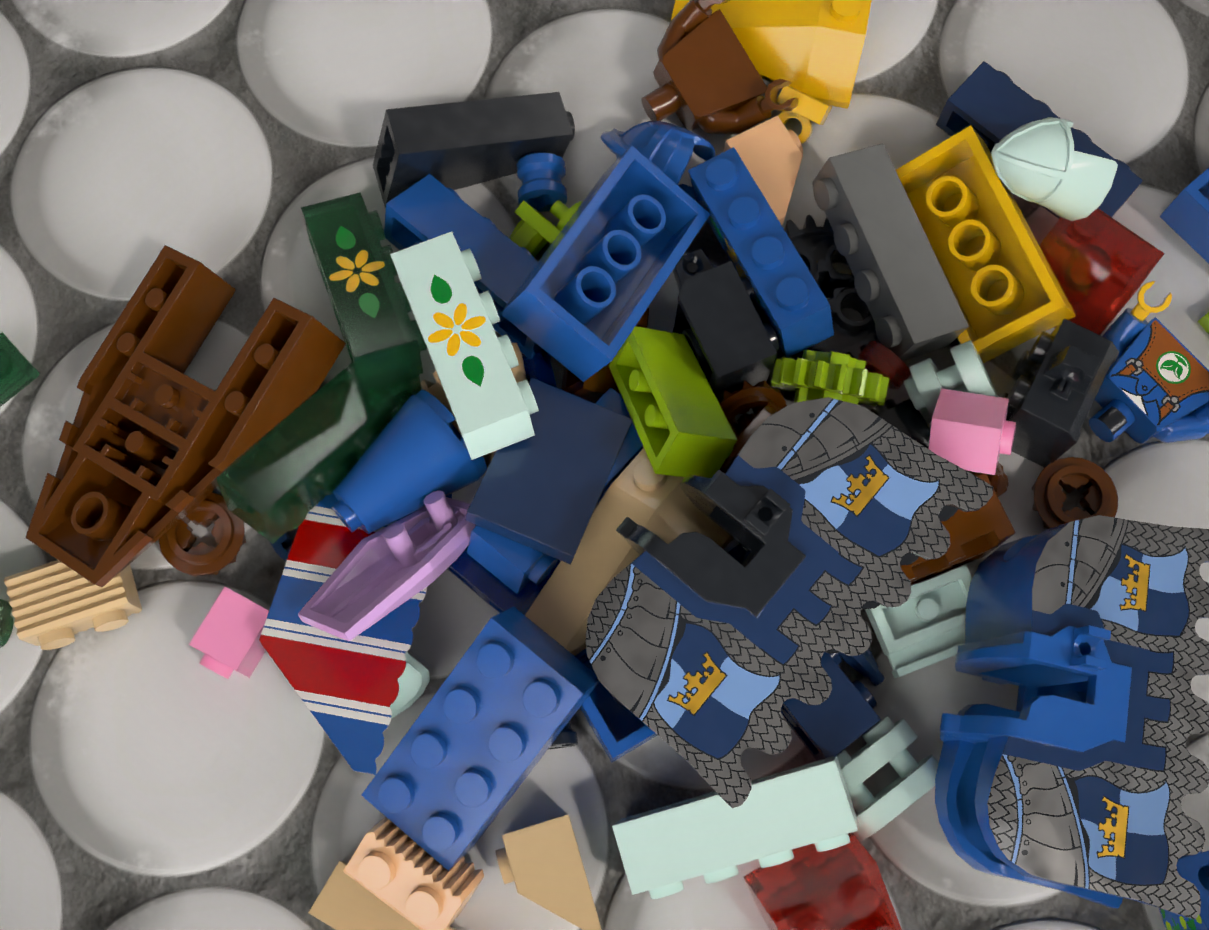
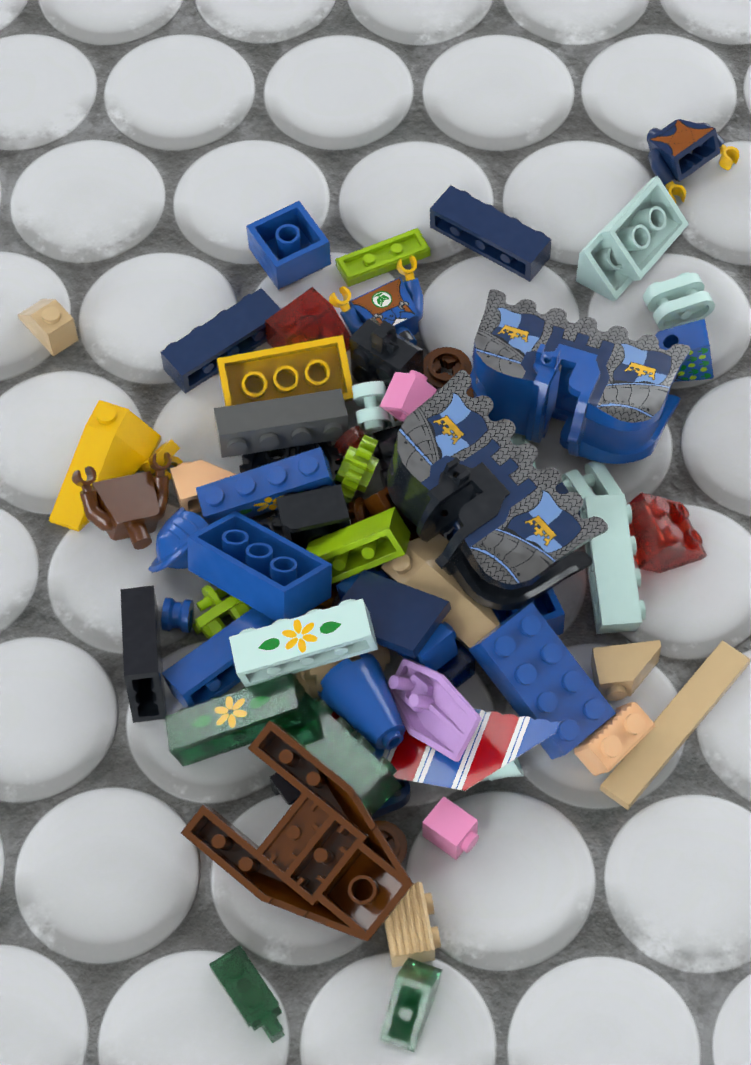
camera: 75 degrees left, 15 degrees down
(1044, 169) = (253, 326): light aqua helmet -> none

